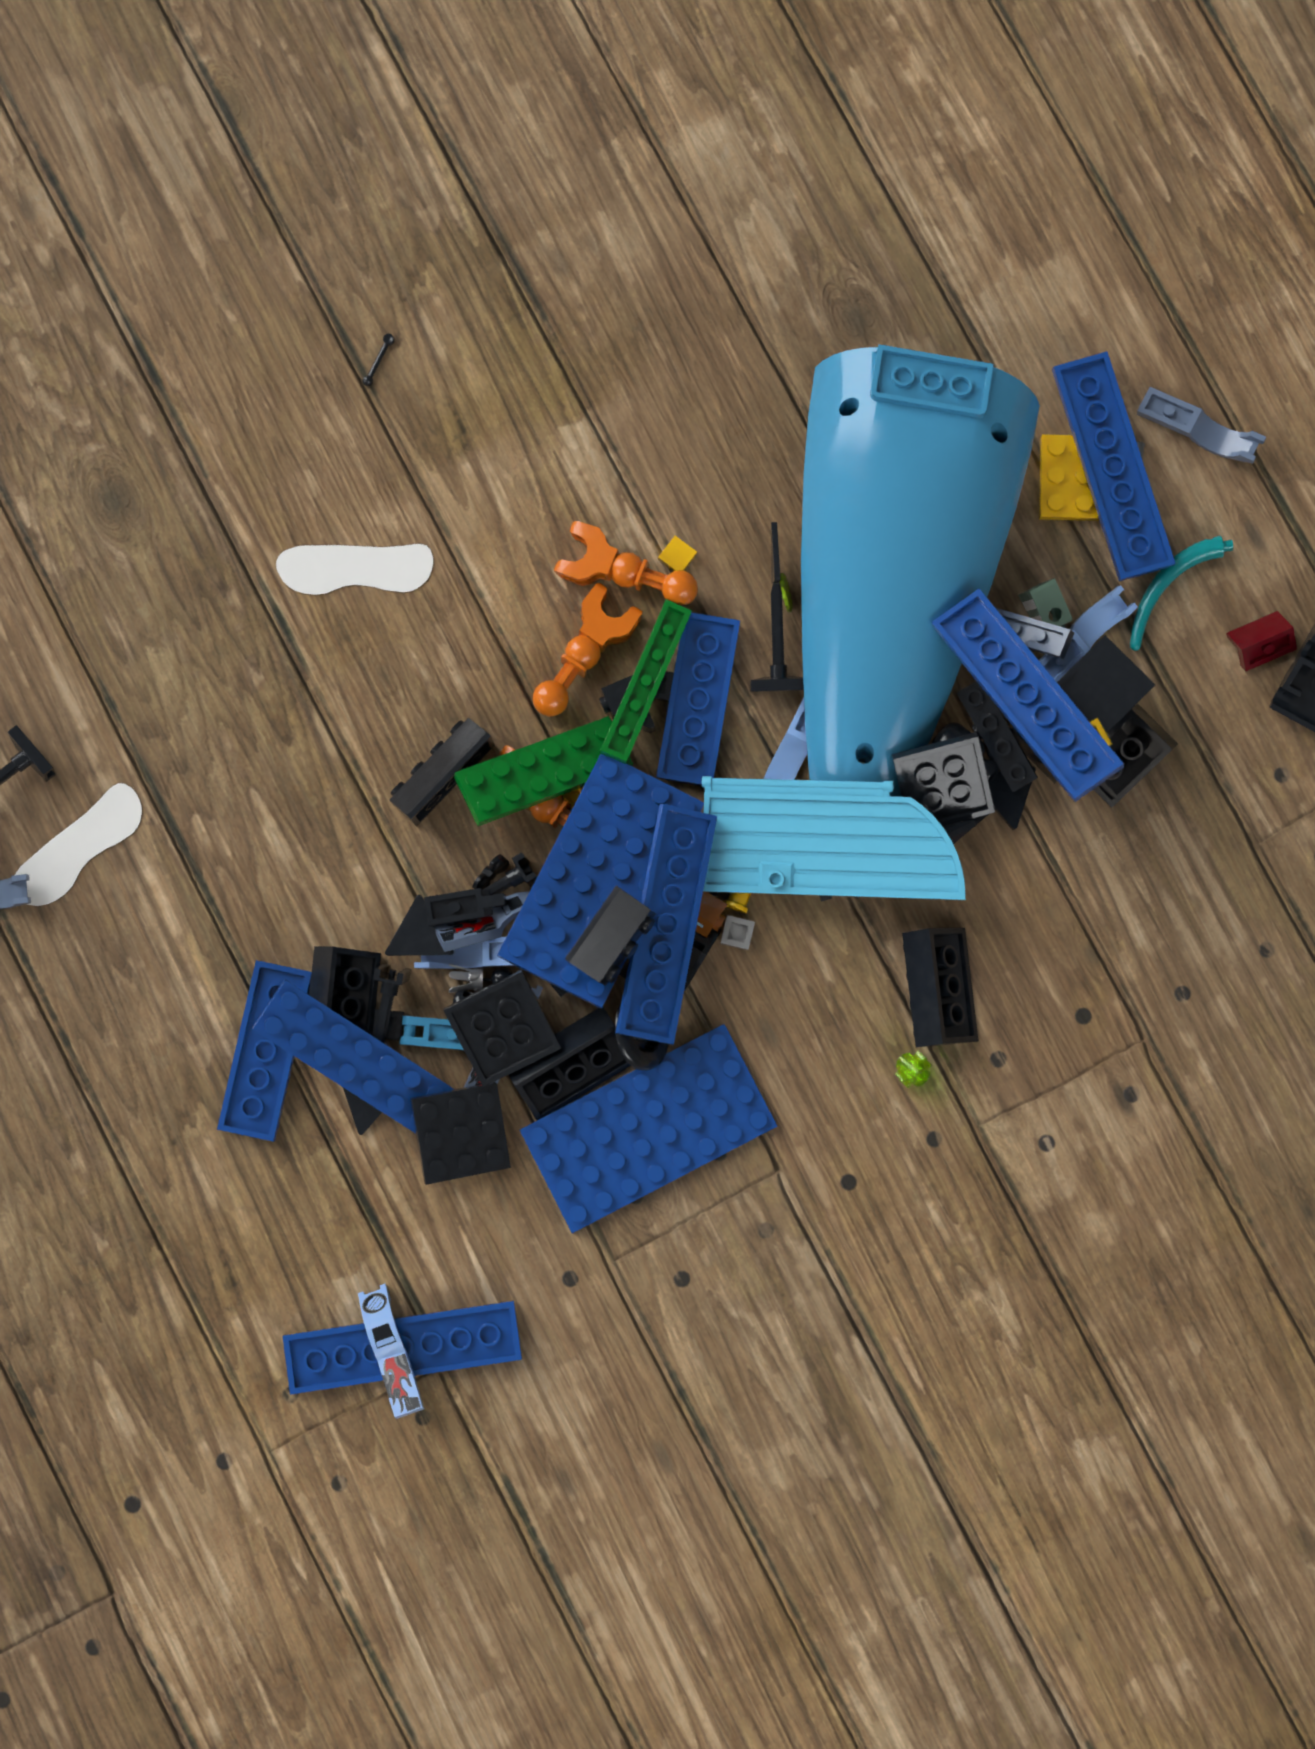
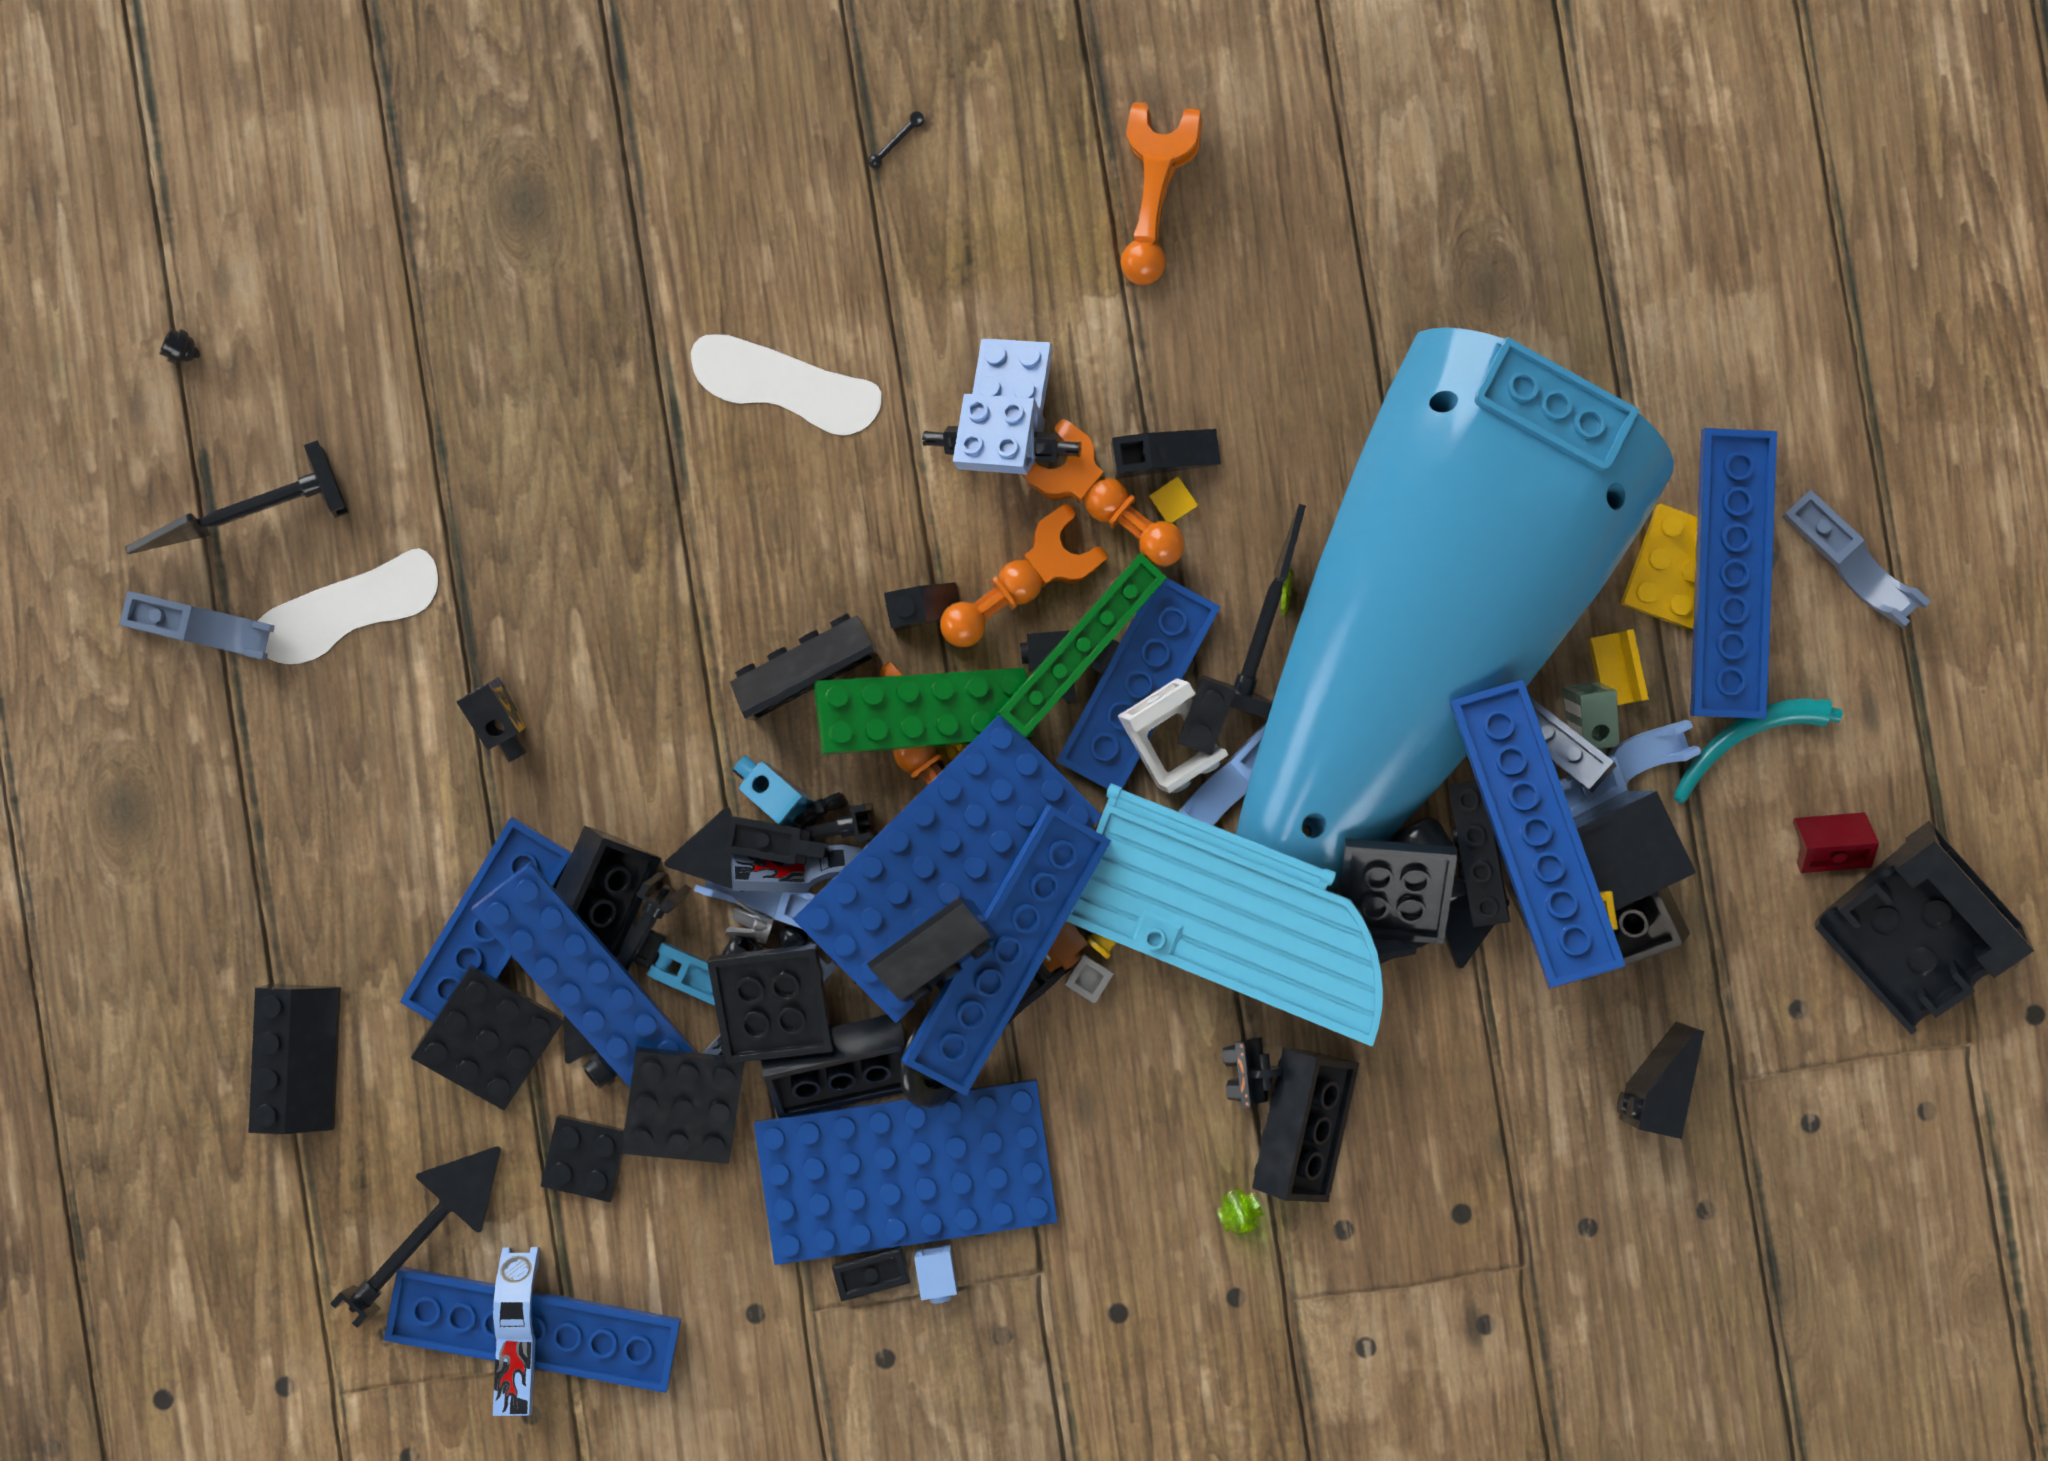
camera: 20 degrees right, 5 degrees up
(150, 1200) = (294, 1059): none -> black slope
(209, 880) = (490, 704): none -> black torso
(293, 1133) = (487, 1037): none -> black plate
(312, 1257) = (462, 1188): none -> black piece
(388, 1129) = (599, 1071): none -> black plate
(398, 1203) = (583, 1158): none -> black plate
(447, 870) = (782, 798): none -> dark azure torso
(512, 695) = (919, 604): none -> black slope
(528, 530) = (1004, 414): none -> light blue piece
(580, 304) = (1161, 155): none -> orange piece
(648, 1214) = (871, 1273): none -> black plate
(657, 520) = (1164, 452): none -> black slope
(698, 1197) = (936, 1273): none -> light blue brick
(717, 713) = (1152, 711): none -> white window
(757, 702) = (1206, 714): none -> black plate
(886, 959) = (1253, 1072): none -> black hips
(1052, 562) = (1619, 665): none -> yellow panel
(1197, 866) = (1661, 1088): none -> black slope

